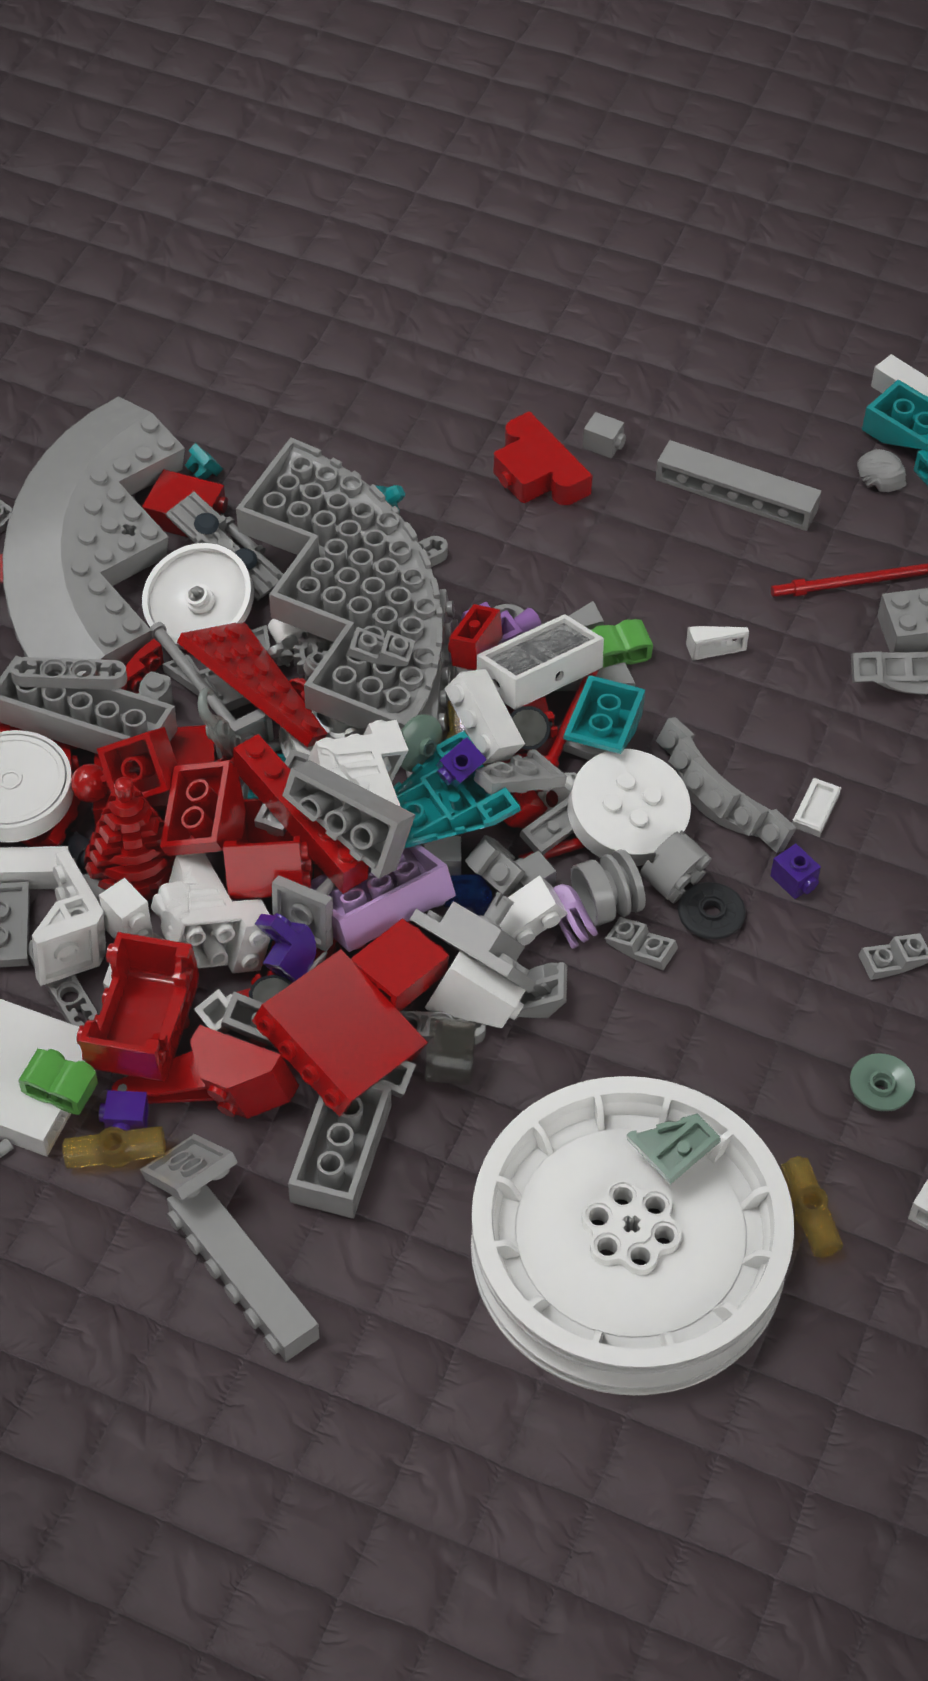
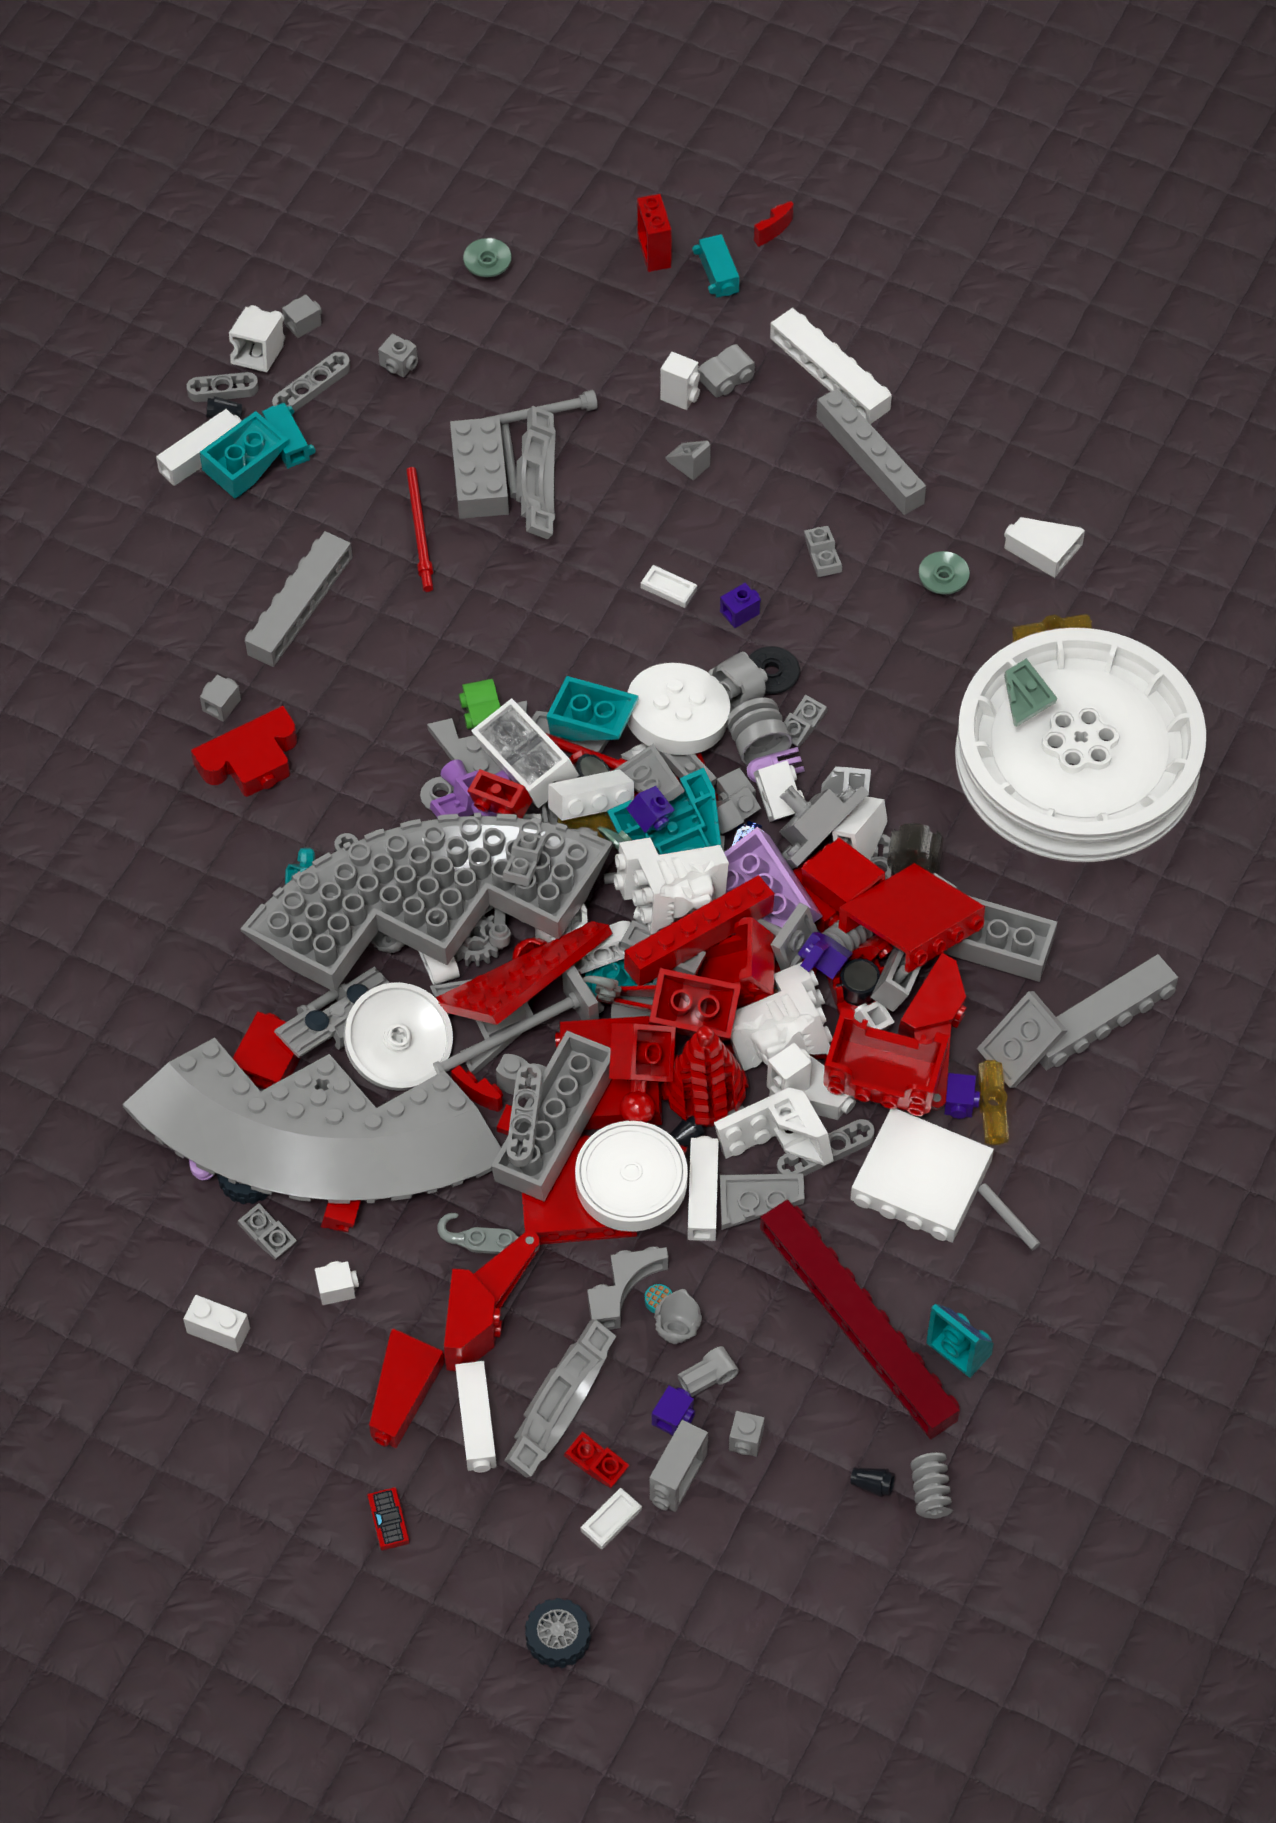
camera: 85 degrees left, 5 degrees up
(58, 1080) = (944, 1131): bright green brick -> none
(205, 462) = (215, 1031): teal tile -> none
(281, 656) = (474, 969): light grey piece -> none
(355, 816) = (731, 872): light grey wedge -> none
(715, 641) = (486, 640): white slope -> none
(716, 796) = (661, 649): light grey piece -> none
(882, 470) = (292, 488): light grey hair -> none

